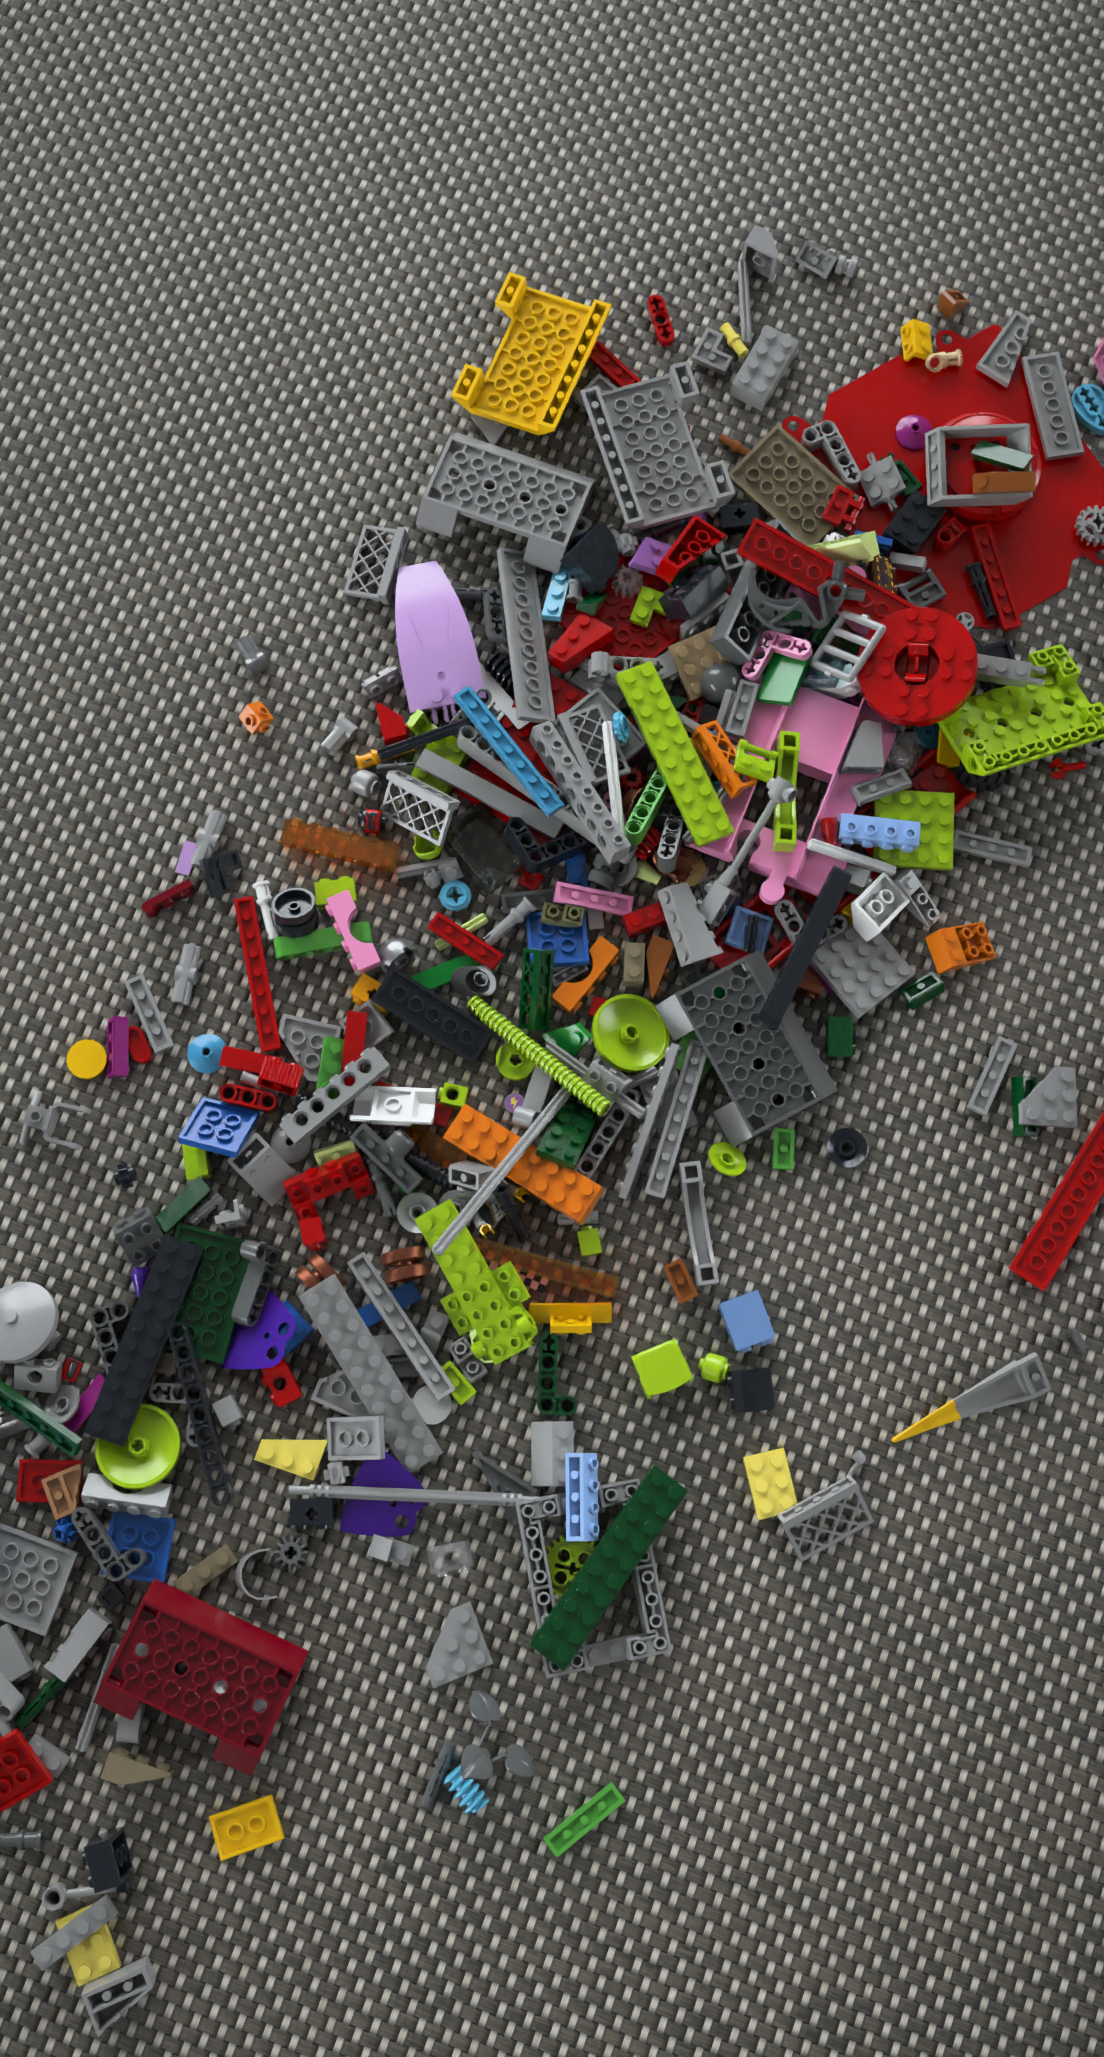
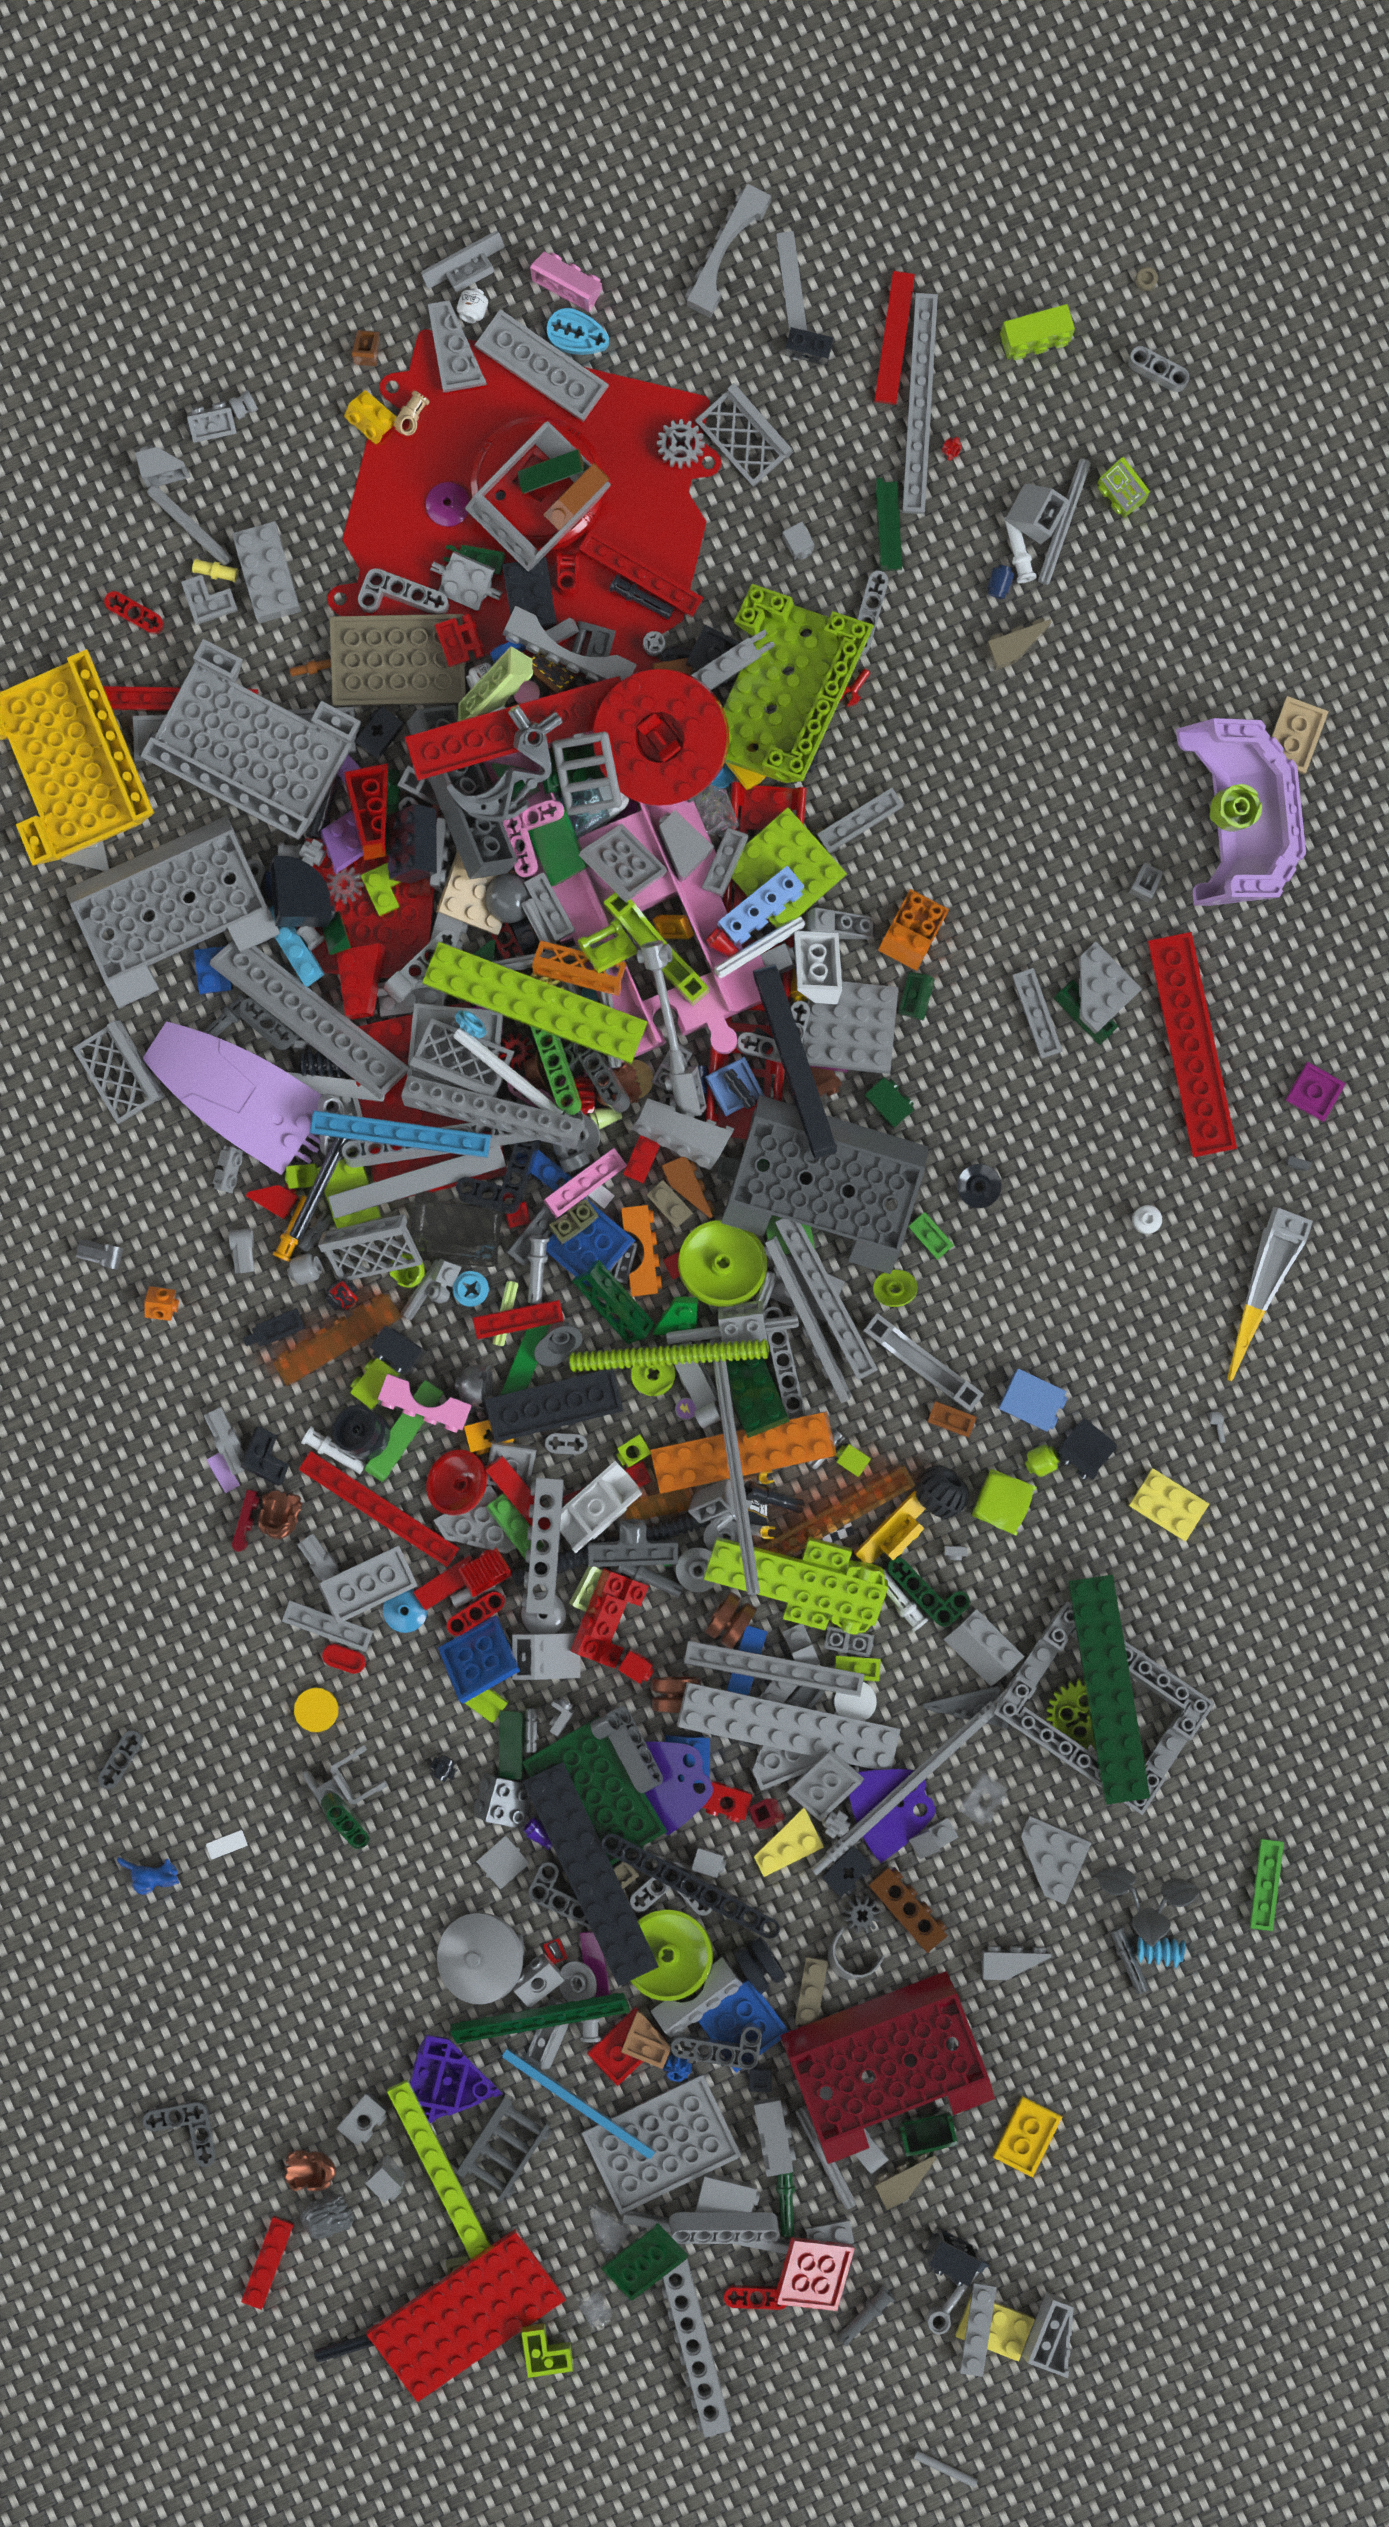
camera: 45 degrees left, 10 degrees up
(31, 1136) = (345, 1820): none -> dark green beam
(99, 1276) = (503, 1862): none -> light grey piece
(117, 1047) = (331, 1676): magenta slope -> none
(181, 1751) = (928, 2132): none -> dark green piece
(190, 1516) = (762, 1963): none -> black wheel
(193, 914) = (279, 1514): none -> copper hair
(200, 1011) = (367, 1584): none -> light grey plate
(298, 1417) = (766, 1813): none -> dark red brick
(309, 802) = (275, 1329): none -> black hinge
(318, 1614) = (926, 1938): none -> reddish brown brick
(321, 1003) = (449, 1476): none -> red dish
(353, 1688) = (1004, 1964): none -> light grey slope
(369, 883) = (398, 1349): none -> black brick
(412, 1052) = (566, 1438): none -> light grey beam
(487, 562) = (209, 978): none -> blue plate
(527, 1376) = (907, 1608): none -> white pin
(582, 1497) = (1038, 1658): light blue brick -> none
(596, 1370) = (955, 1552): none -> light grey plate
(626, 1321) = (941, 1491): none -> black wheel
(808, 797) = (673, 926): none -> light orange plate
(816, 721) = (623, 862): none -> light grey plate
(821, 1502) = (1217, 1489): light grey fence -> none
(892, 535) = (525, 629): none -> light grey arch
(938, 1277) = (1147, 1219): none -> white head
(1043, 335) = (472, 305): none -> white head
(1061, 309) = (465, 265): none -> light grey bracket

